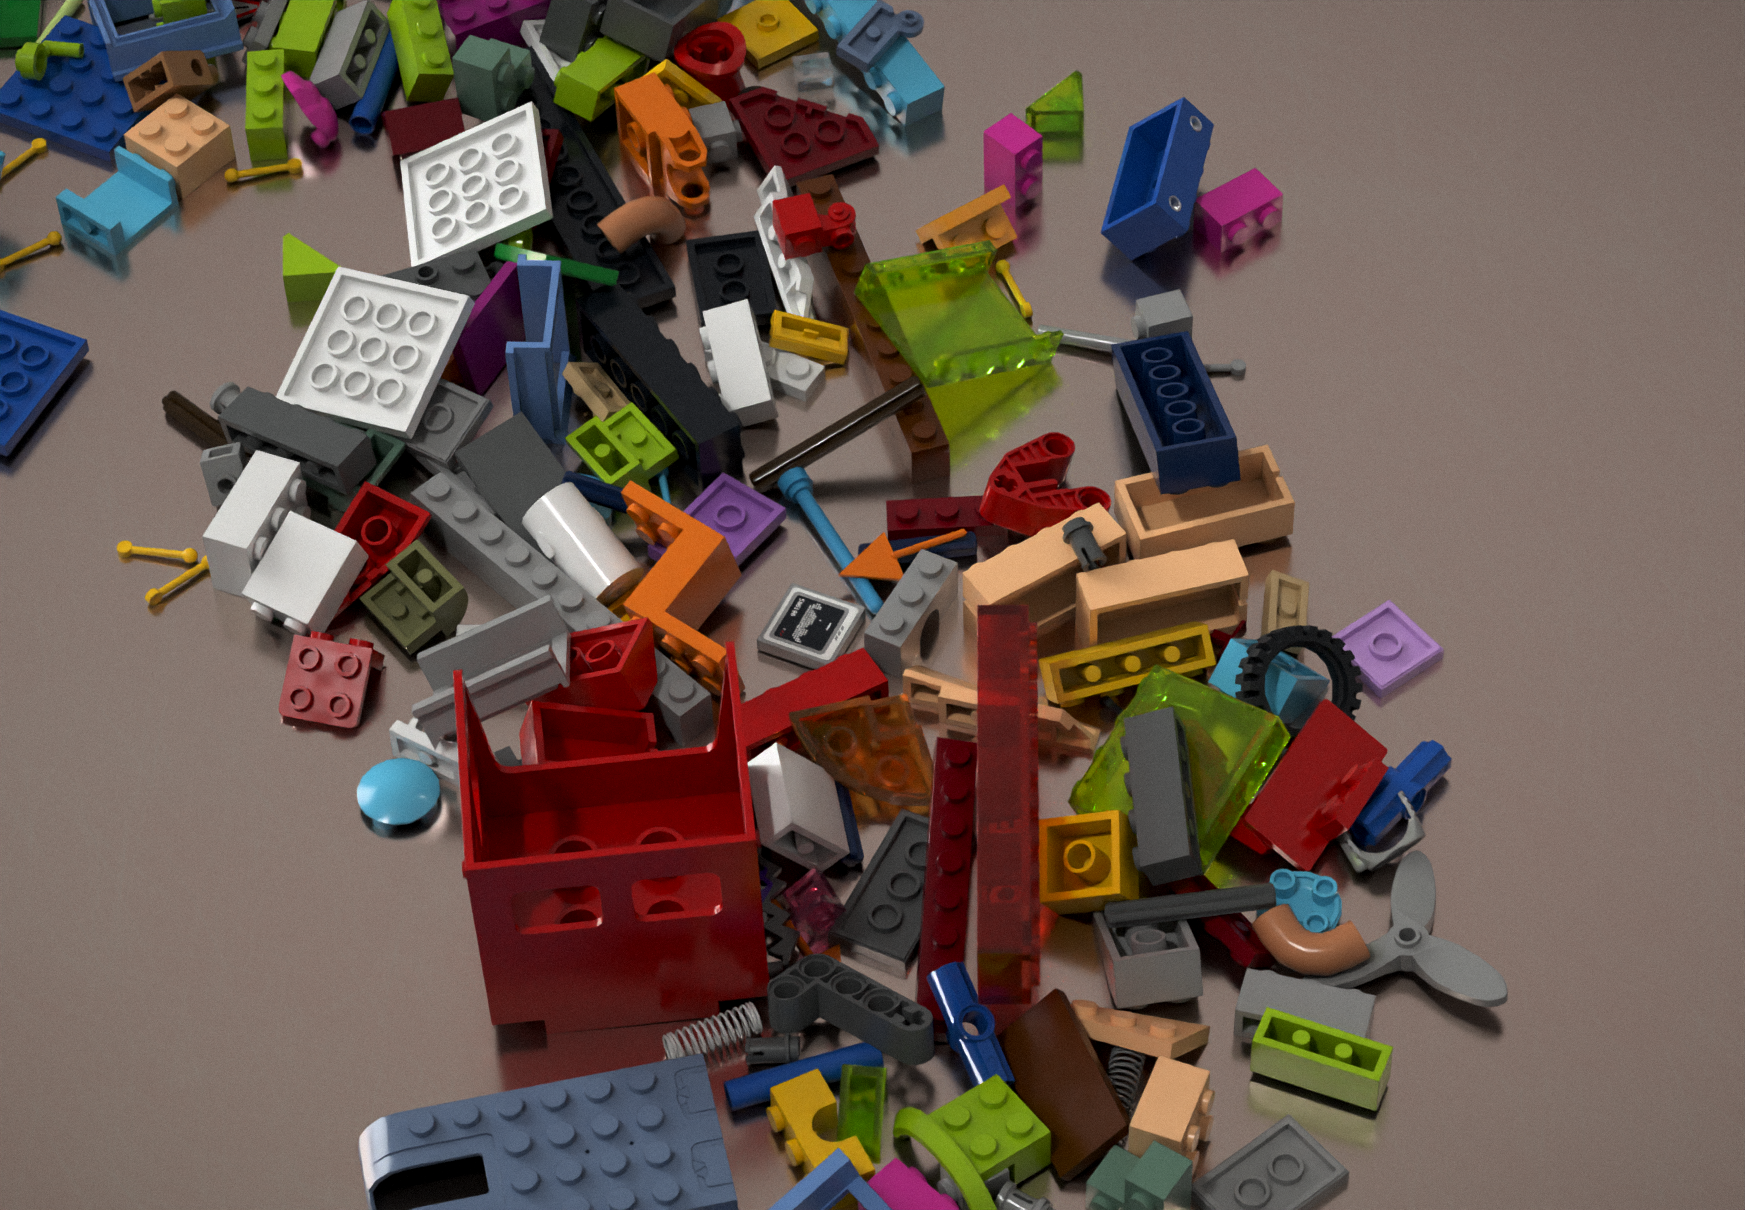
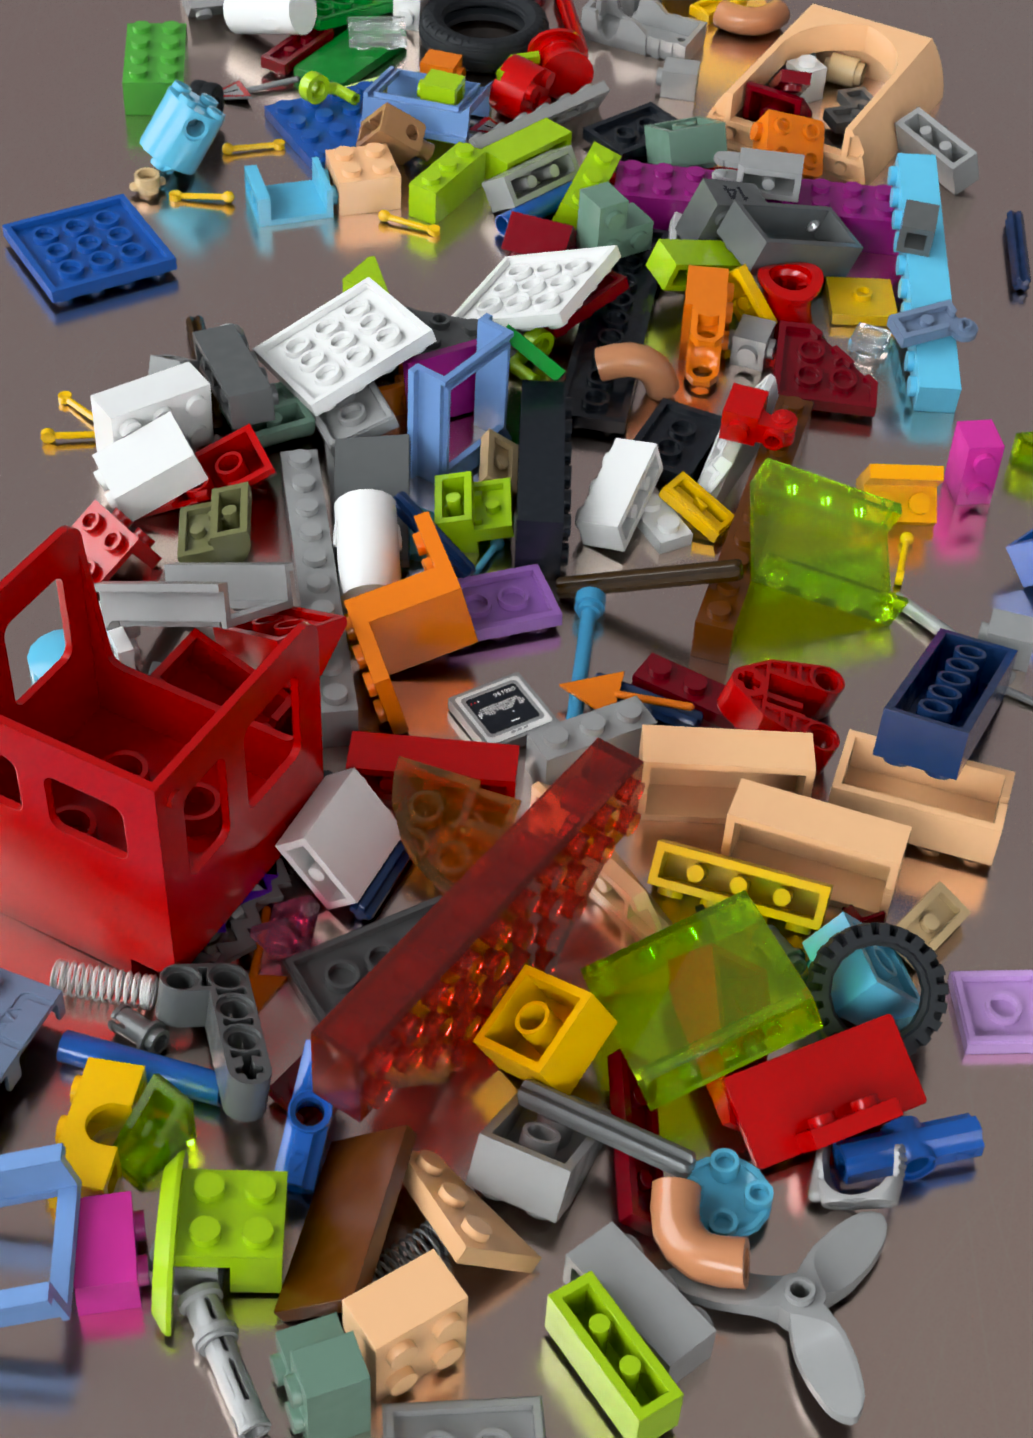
camera: 30 degrees right, 5 degrees down
(315, 108) = (473, 196): dark pink arm -> none
(1080, 537) = (766, 748): dark grey pin -> none
(1161, 797) = (649, 1009): dark grey brick -> none

